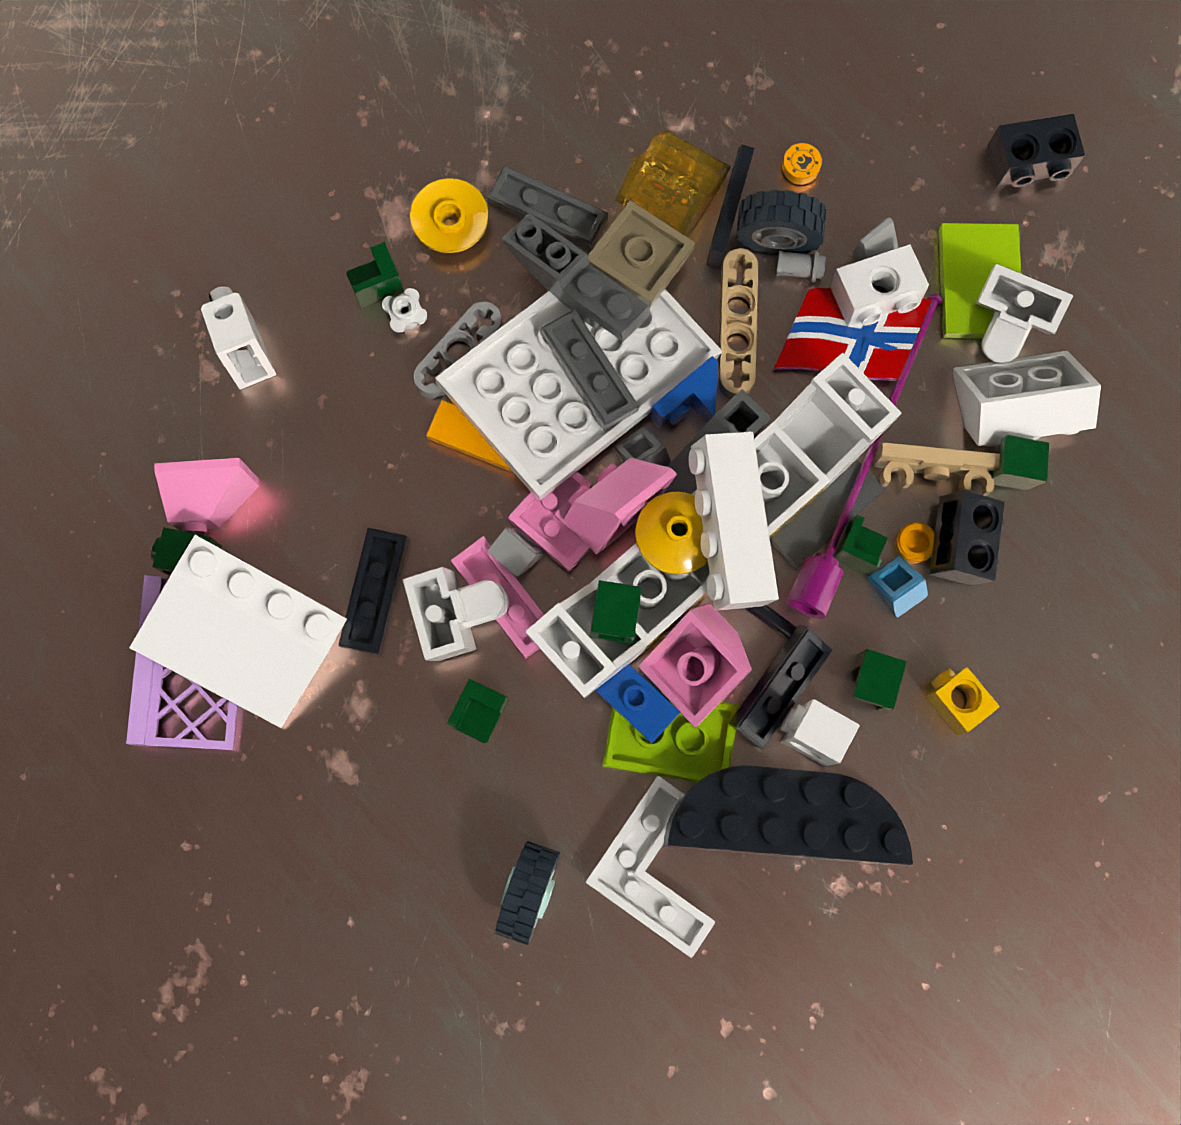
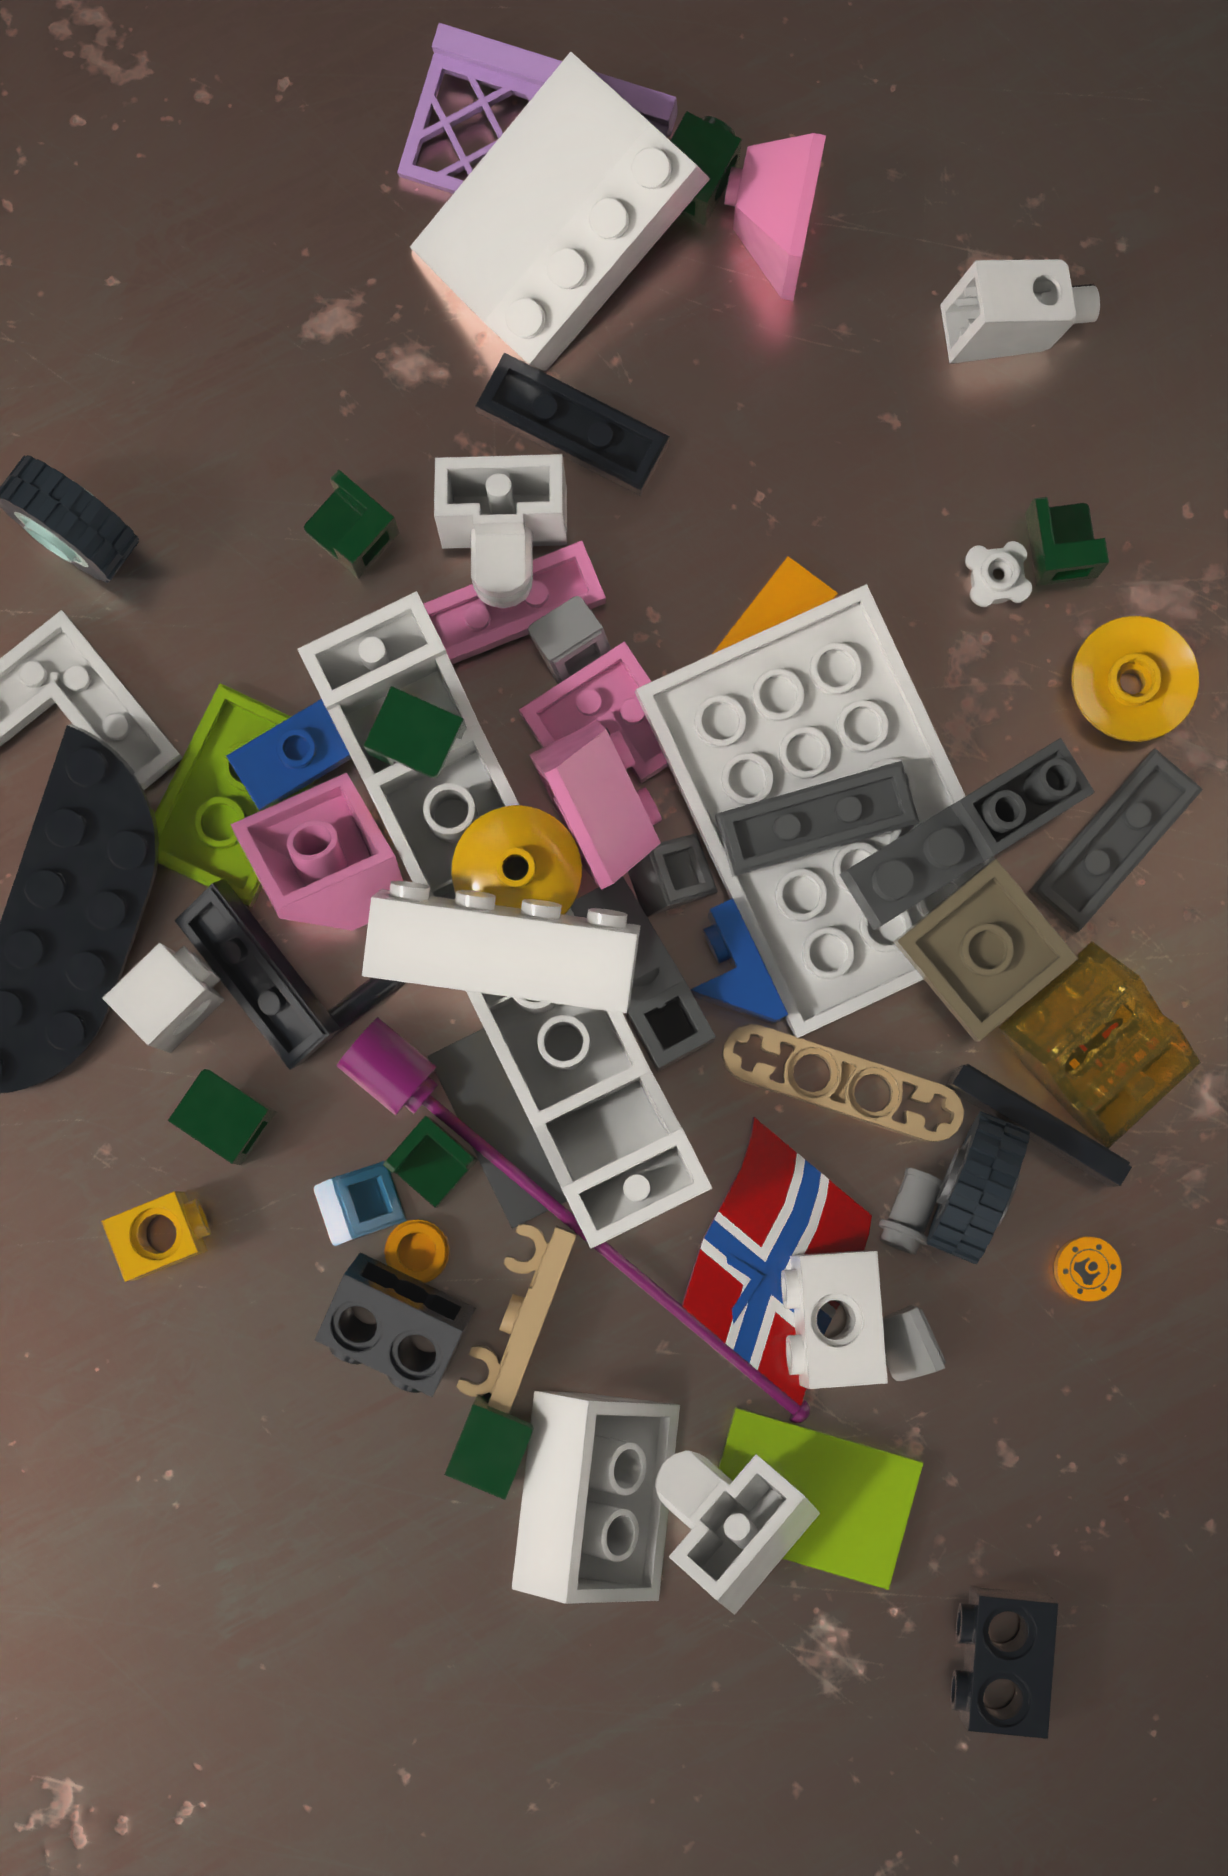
camera: 110 degrees right, 5 degrees up
(468, 321) = (953, 669): light grey beam -> none

